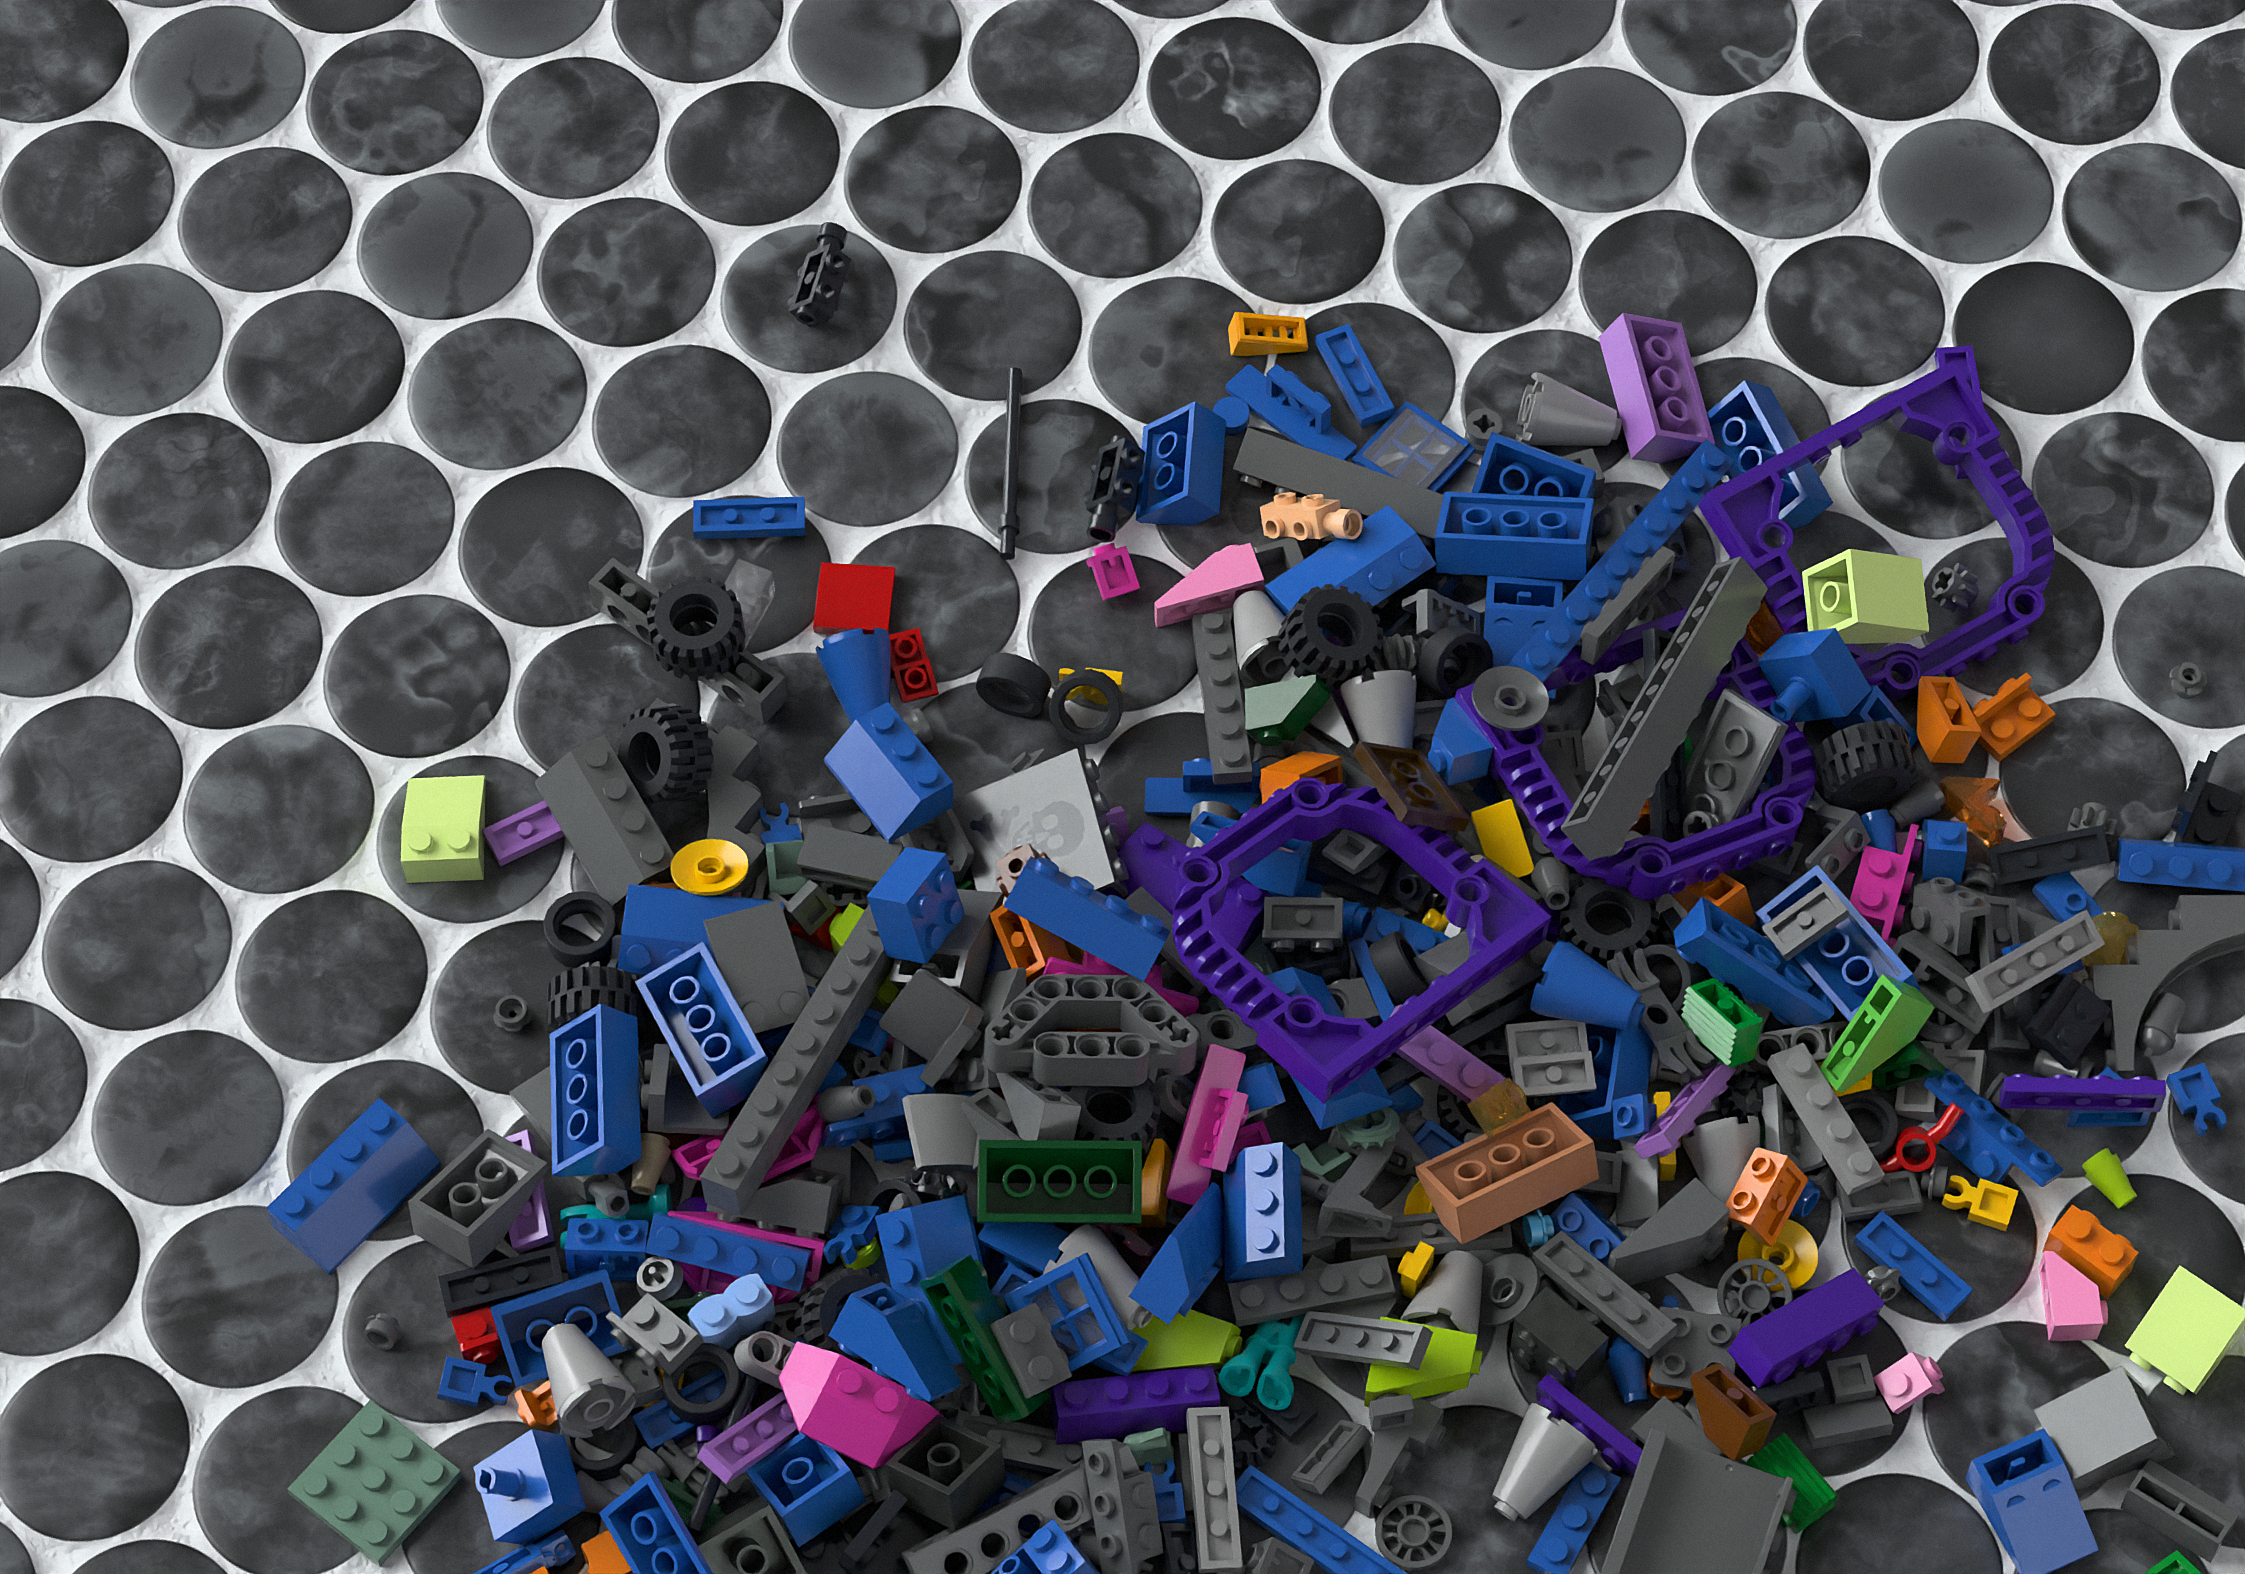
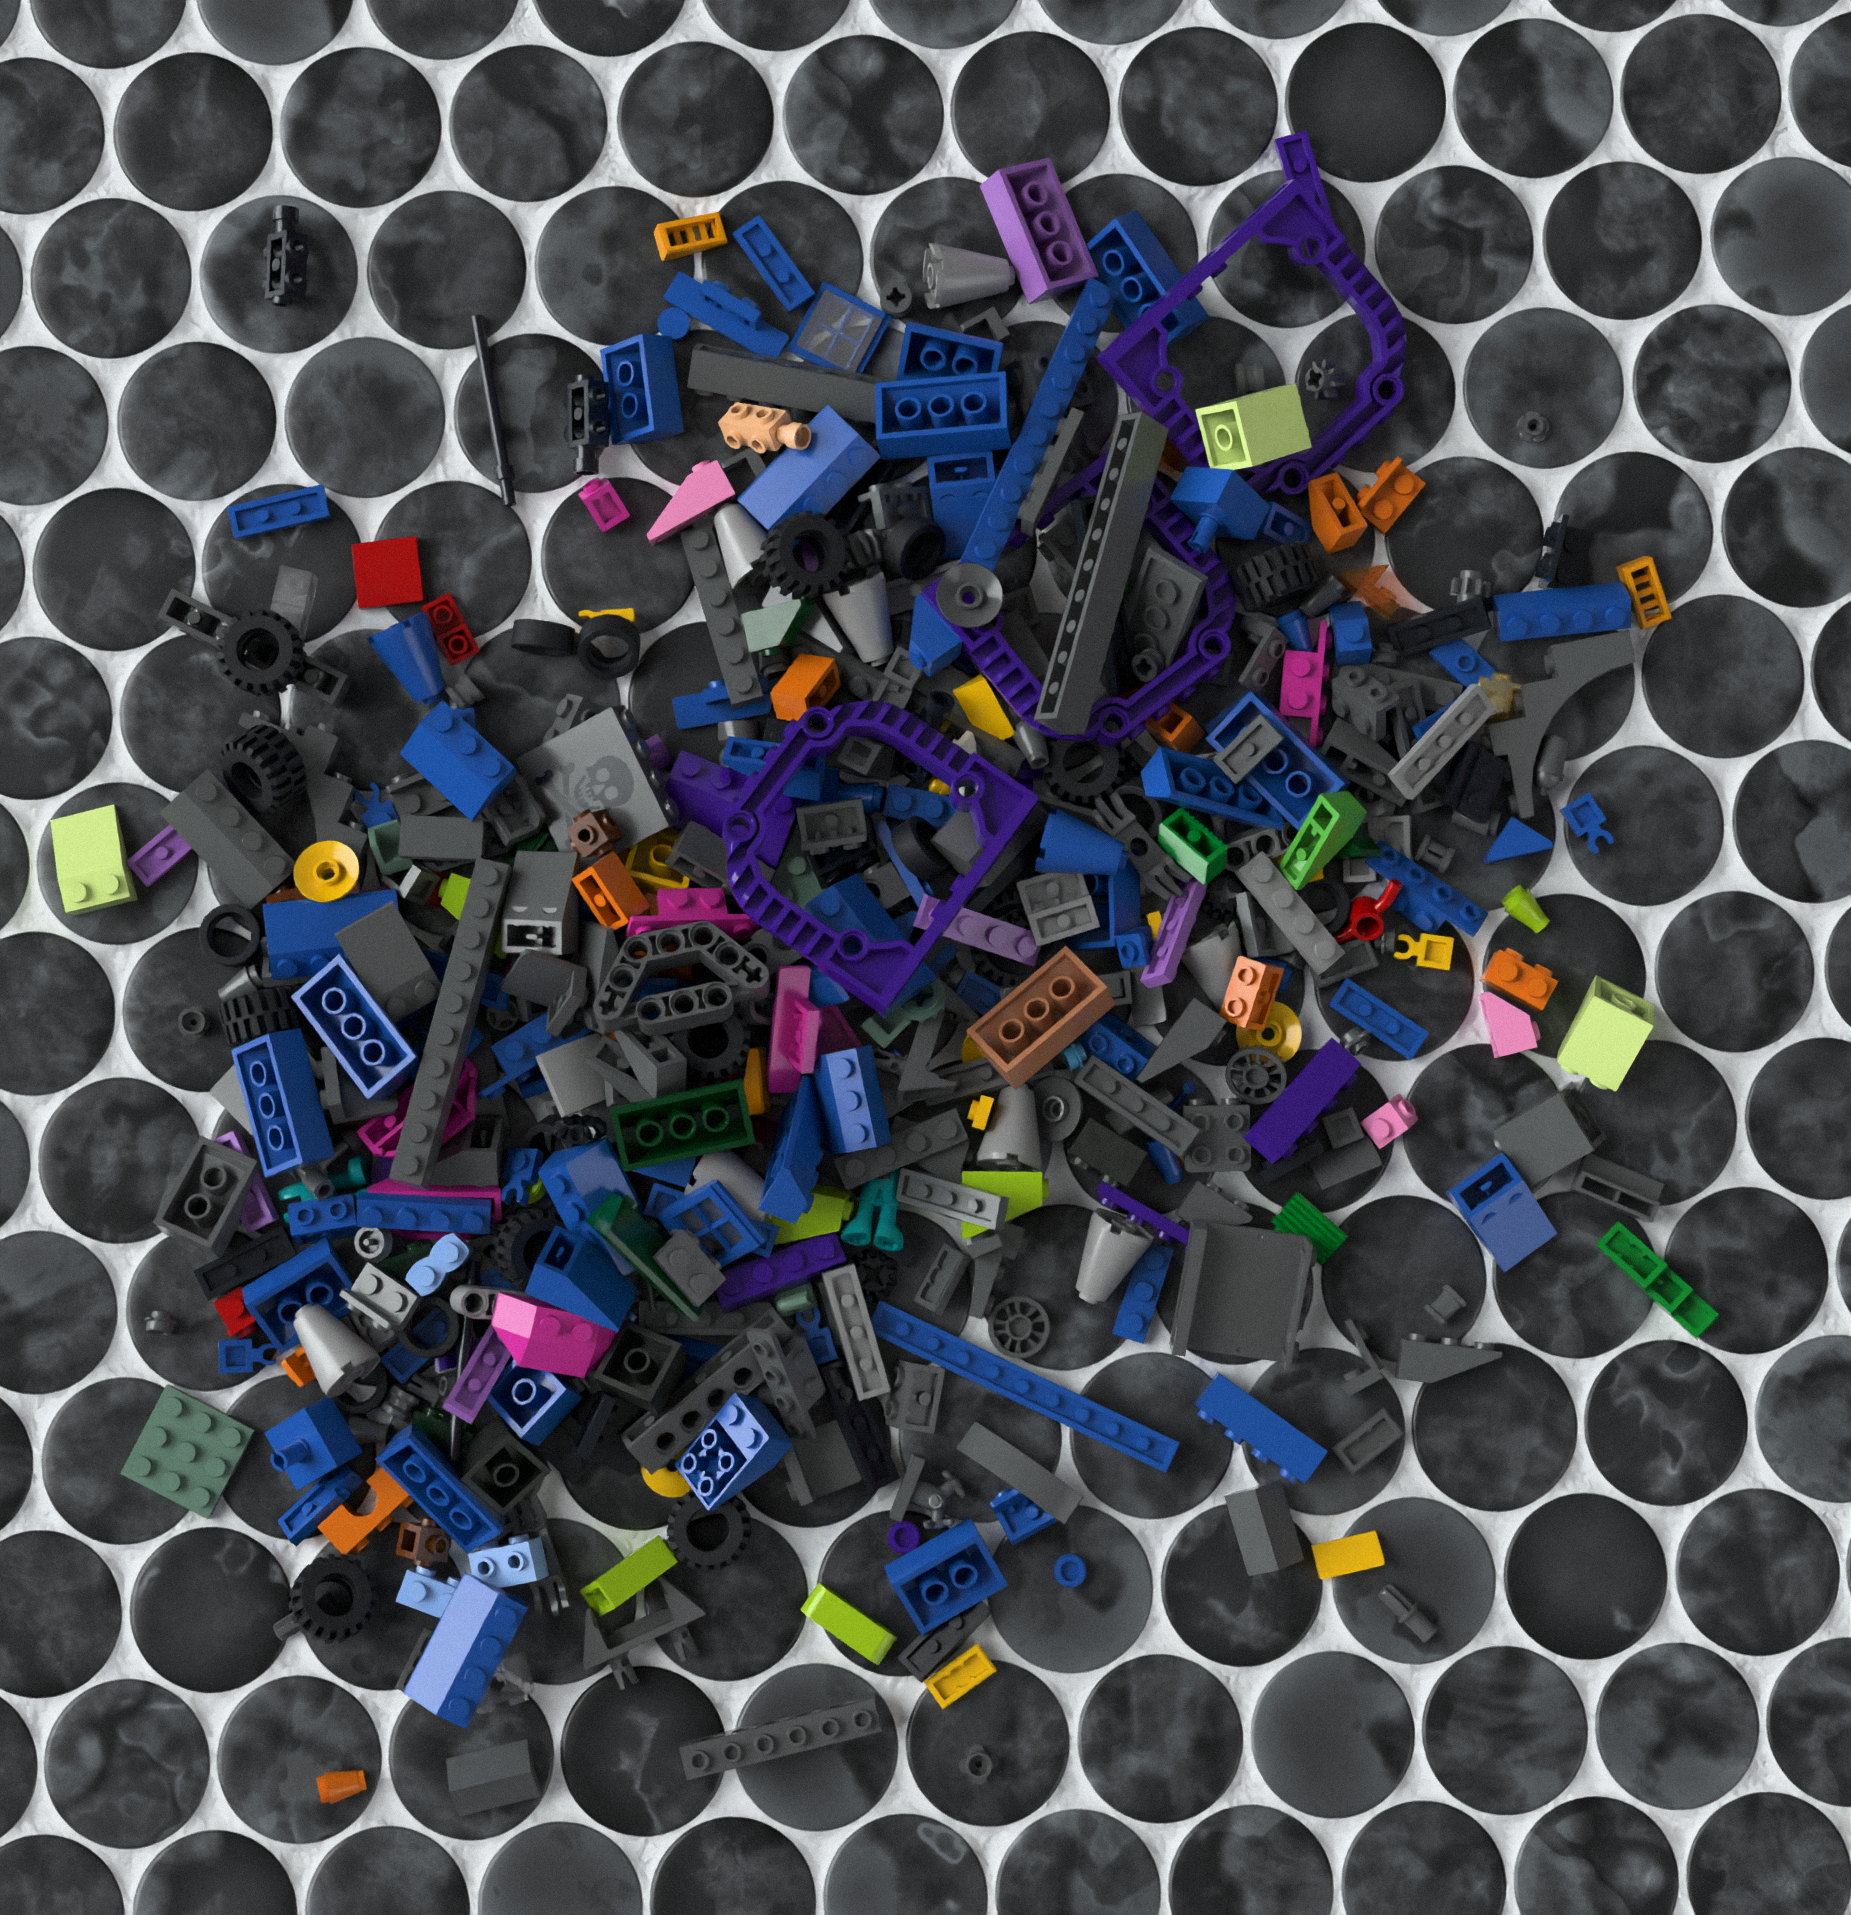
camera: 10 degrees left, 25 degrees up
(353, 1186) = (104, 1205): blue slope -> none
(653, 1160) = (343, 1147): dark tan cone -> none
(844, 1102) = (488, 1069): dark grey cone -> none
(915, 905) = (509, 893): blue brick -> none
(1087, 917) = (654, 884): blue slope -> none
(1411, 786) = (901, 696): dark brown plate -> none
(1499, 1106) = (1025, 965): clear yellow bracket -> none
(1730, 1412) = (1253, 1192): reddish brown slope -> none
(2071, 1093) = (1510, 847): dark purple plate -> none

